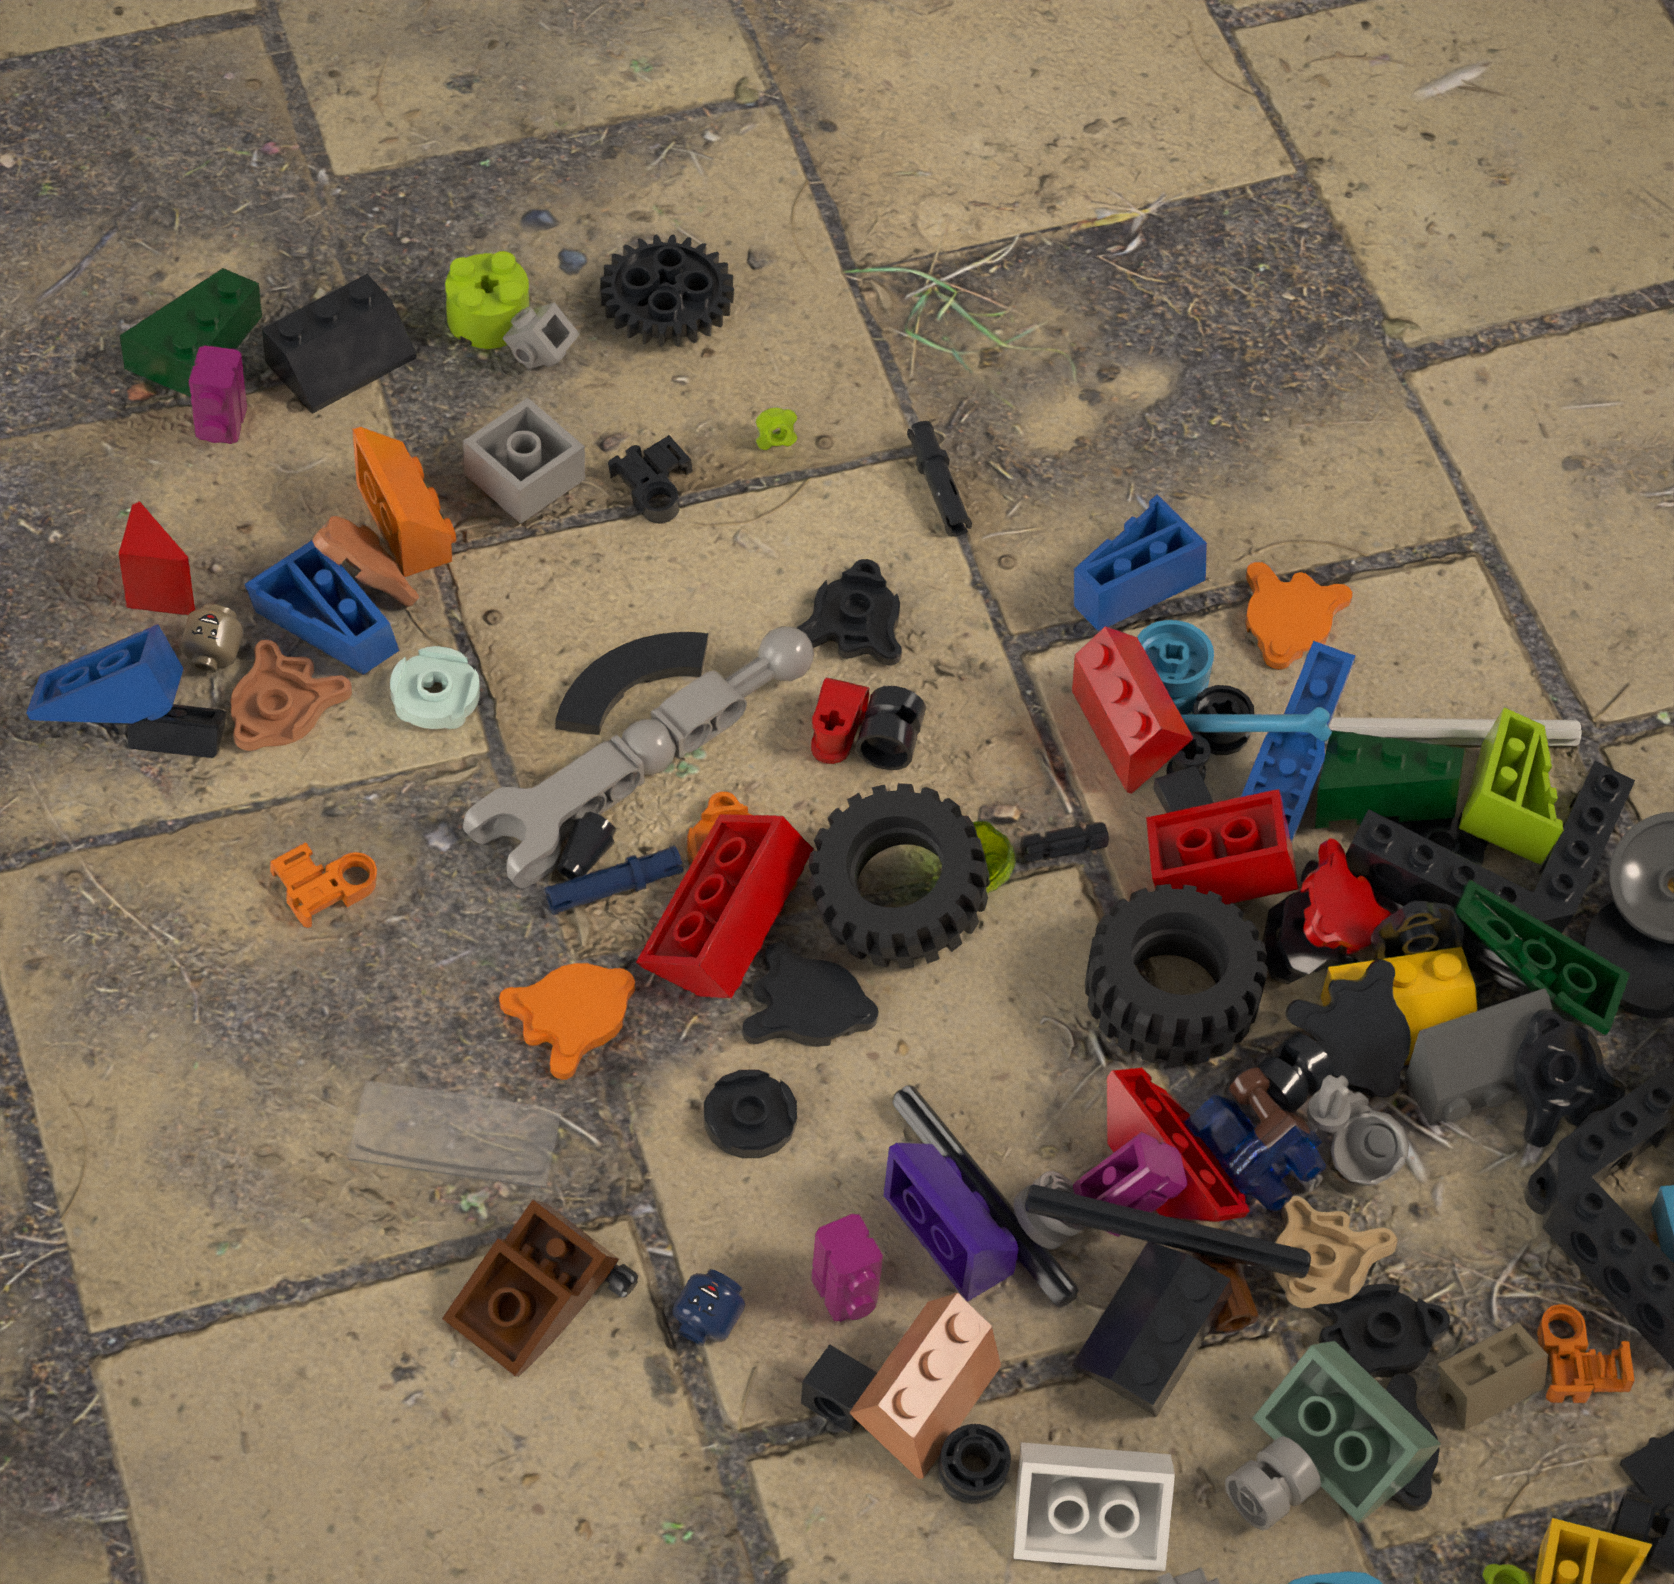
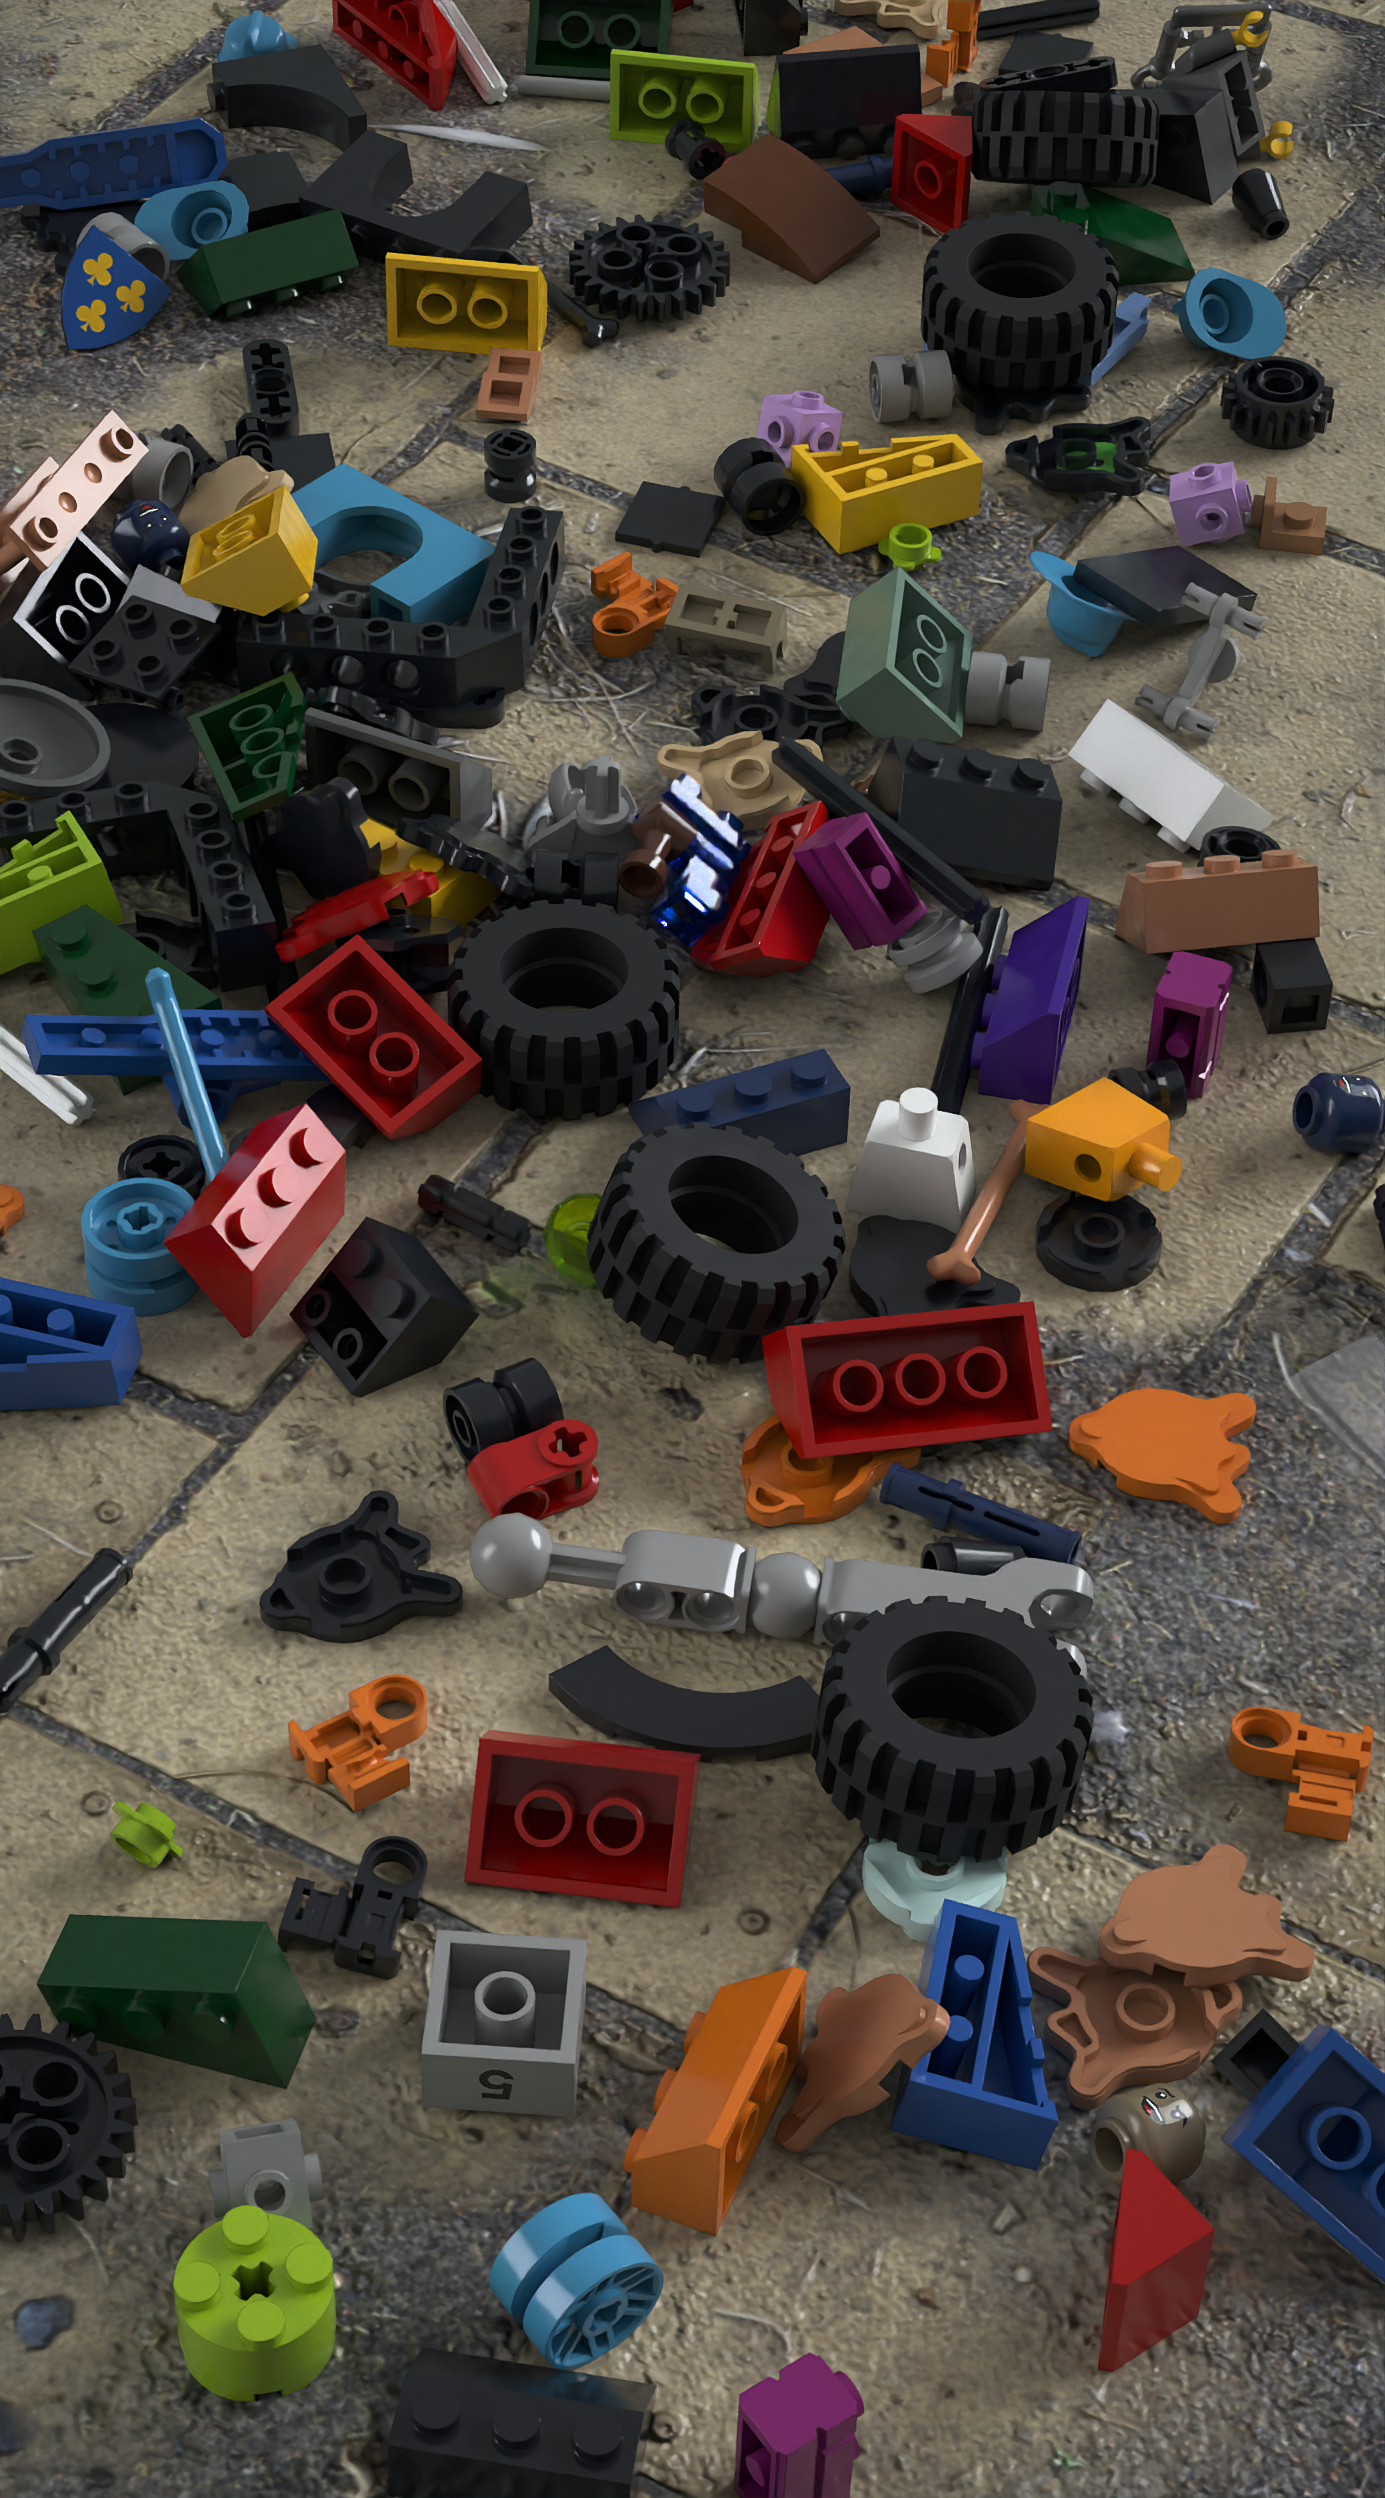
camera: 130 degrees left, 10 degrees down
(285, 750) = (1202, 1925): none -> nougat tile
(373, 390) = (576, 2280): none -> dark azure wheel
(481, 664) = (939, 1788): none -> black tyre
(613, 582) = (582, 1818): none -> red slope
(664, 370) = (182, 1992): none -> dark green wedge
(751, 539) = (357, 1760): none -> orange piece
(789, 1004) = (957, 1261): none -> nougat piece
(802, 1150) = (1101, 1143): none -> light orange torso
(825, 1208) = (1158, 1085): none -> black wheel
(877, 1043) = (915, 1163): none -> white torso
(1020, 1015) = (791, 1102): none -> dark blue slope
(1021, 739) = (382, 1309): none -> black slope

